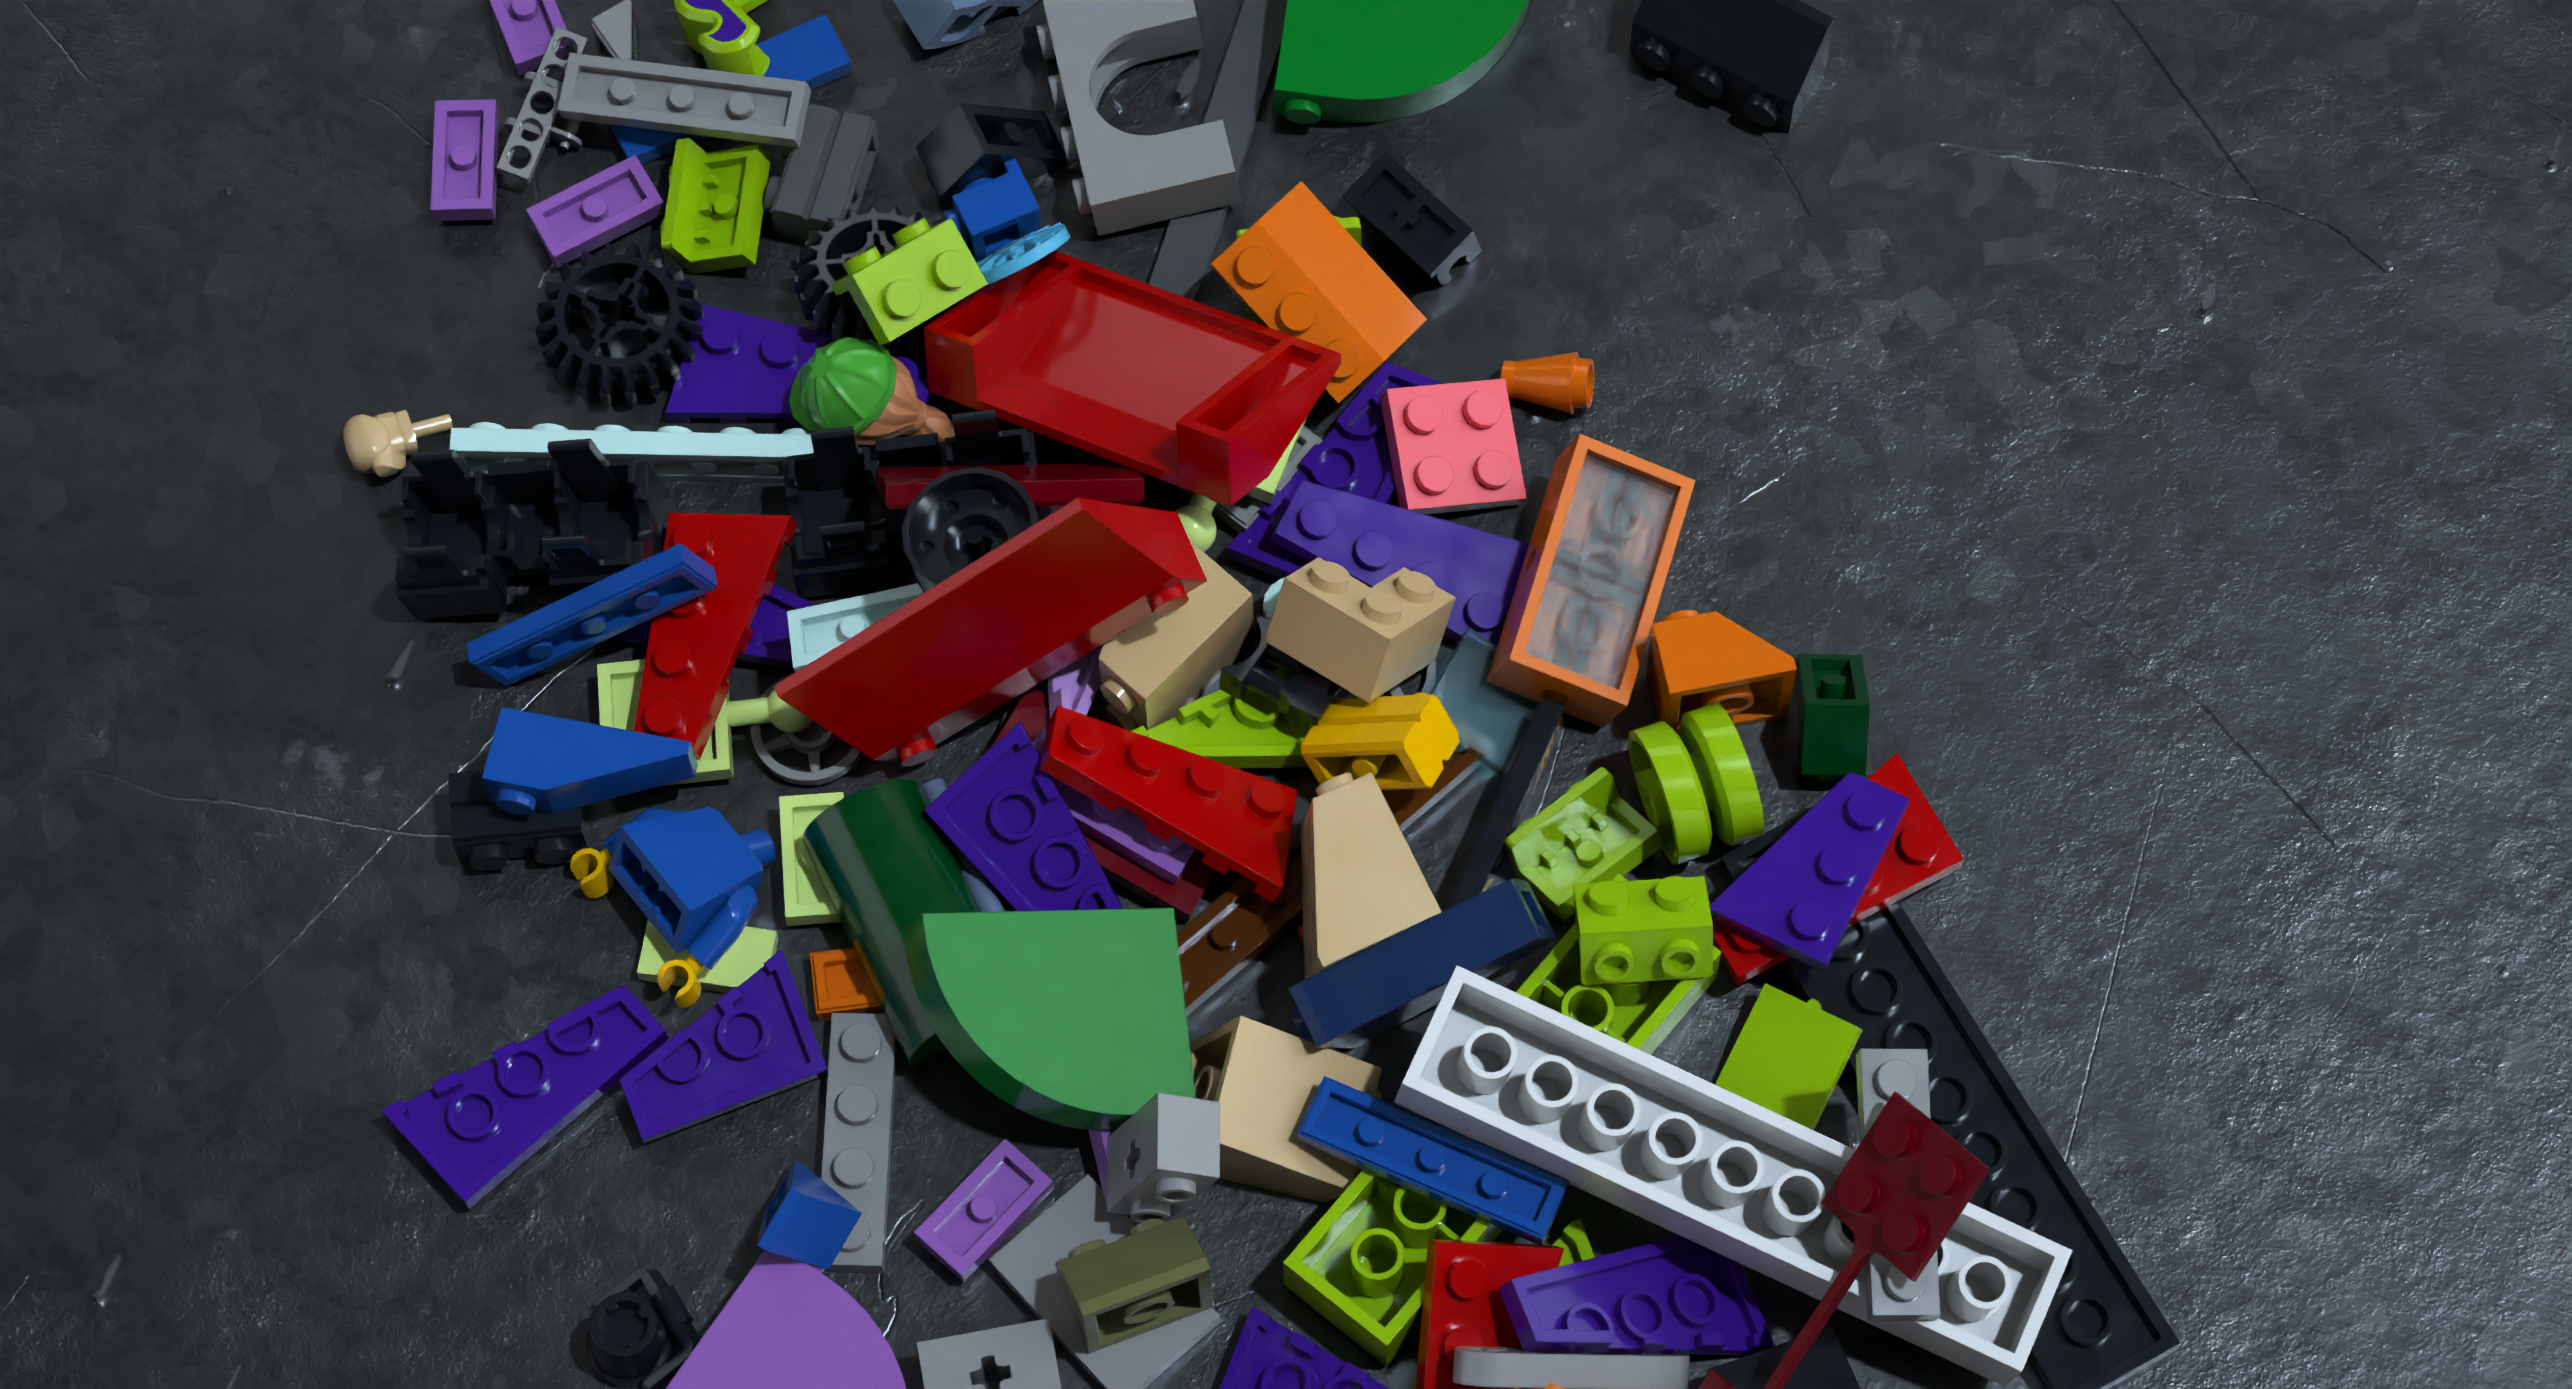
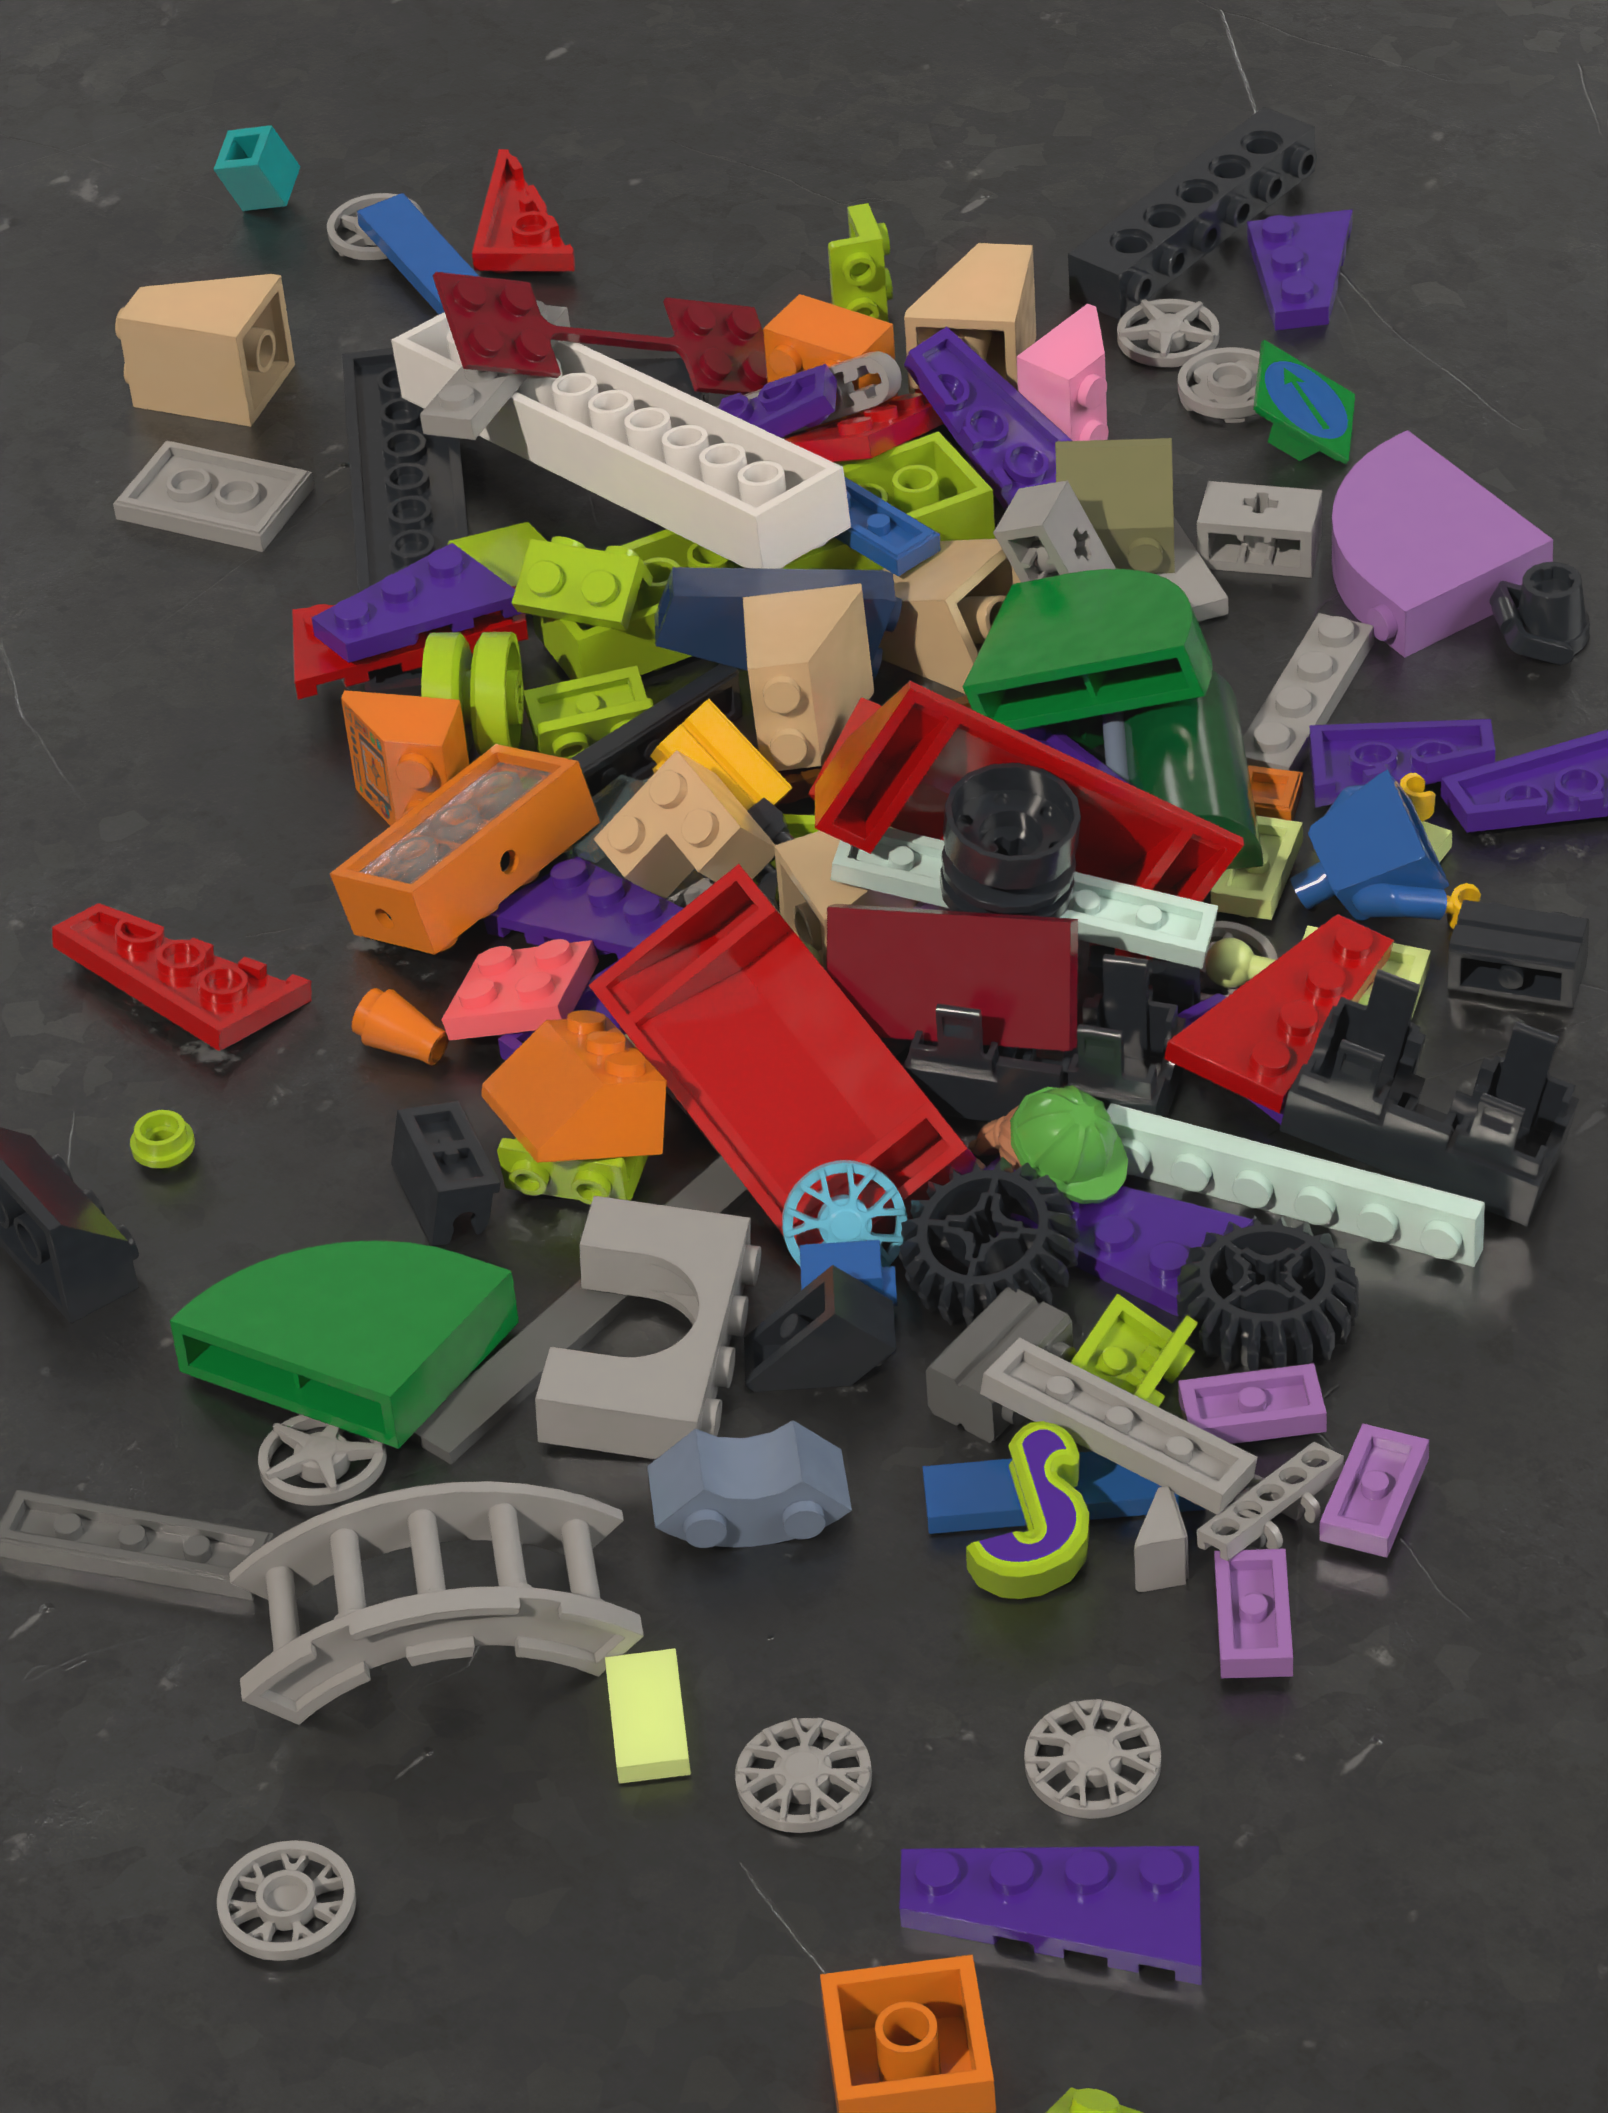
camera: 155 degrees left, 25 degrees down
(383, 441) = (1552, 1271): tan piece -> none
(572, 763) = (1446, 908): blue slope -> none
(592, 615) = (1451, 1041): blue tile -> none
(806, 1219) = (1375, 622): blue slope -> none
(913, 280) = (965, 1175): lime bracket -> none
(984, 1210) = (1237, 619): medium lavender plate -> none
(1700, 175) = (161, 1139): none -> lime plate
(1788, 376) = (179, 977): none -> red wing
(1832, 715) = (314, 751): dark green slope -> none
(2197, 1087) = (214, 495): none -> light grey tile
(2324, 1259) = (207, 347): none -> tan slope

